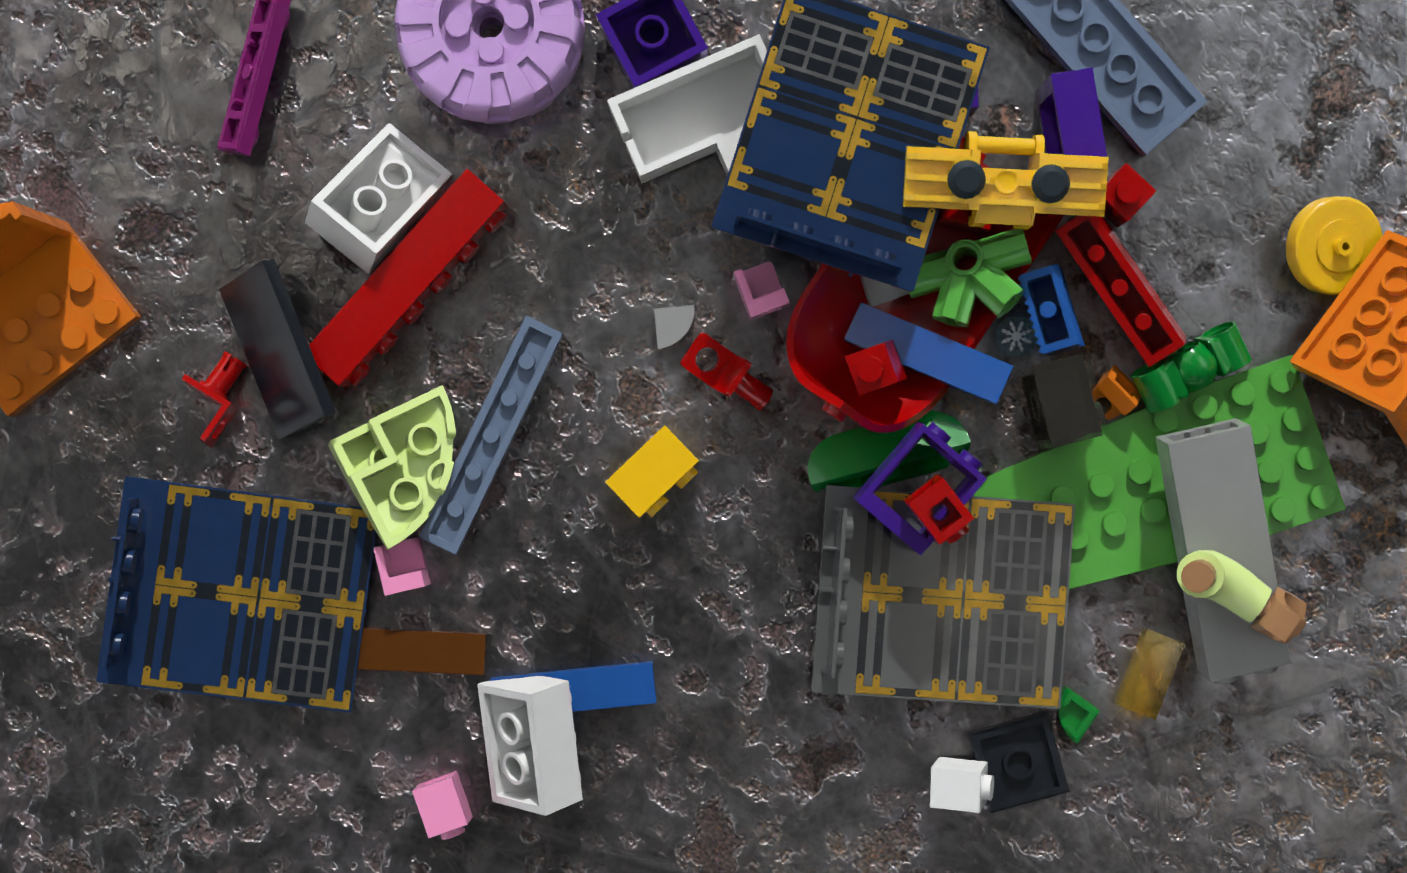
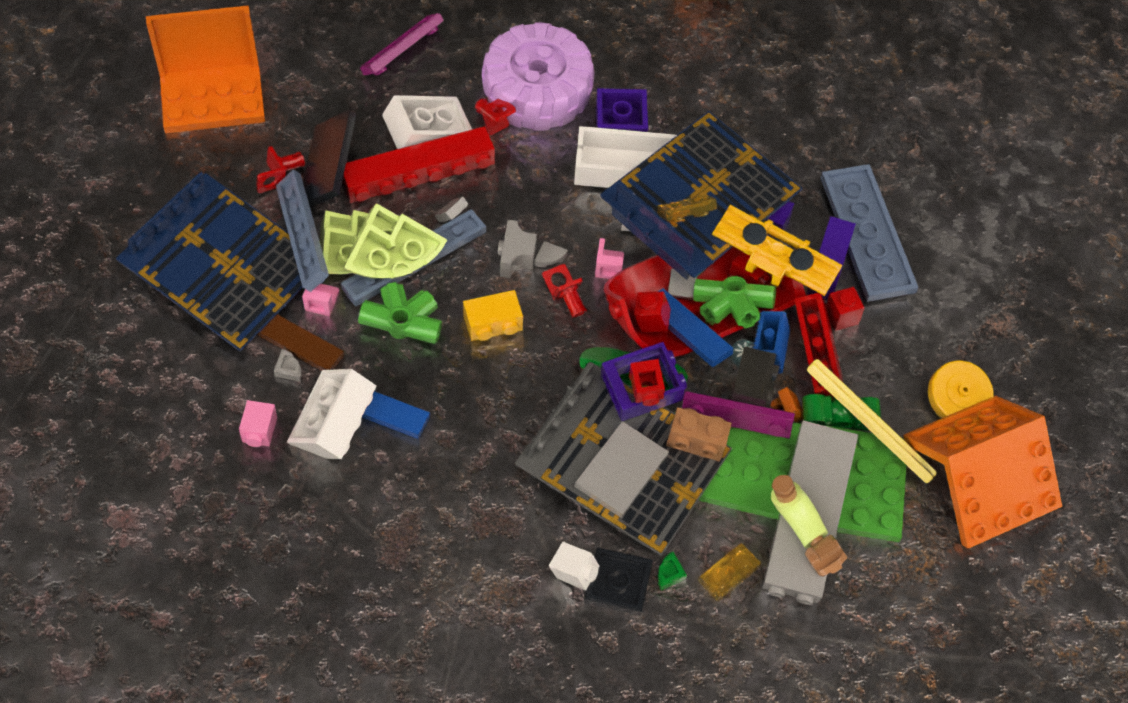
camera: 25 degrees right, 30 degrees down
(319, 495) = (302, 231): none -> sand blue plate
(425, 693) = (288, 367): none -> light grey tile
(456, 453) = (391, 246): none -> yellowish green brick
(468, 134) = (493, 114): none -> red bracket
(498, 330) = (451, 210): none -> light grey tile
(515, 529) = (397, 308): none -> bright green piece
(623, 346) = (516, 250): none -> light grey brick
(851, 188) = (695, 206): none -> clear yellow plate
(953, 624) = (621, 469): none -> light grey tile
(1018, 526) = (698, 434): none -> medium nougat brick
(1120, 444) = (742, 415): none -> magenta plate
(1240, 371) = (872, 421): none -> light yellow axle

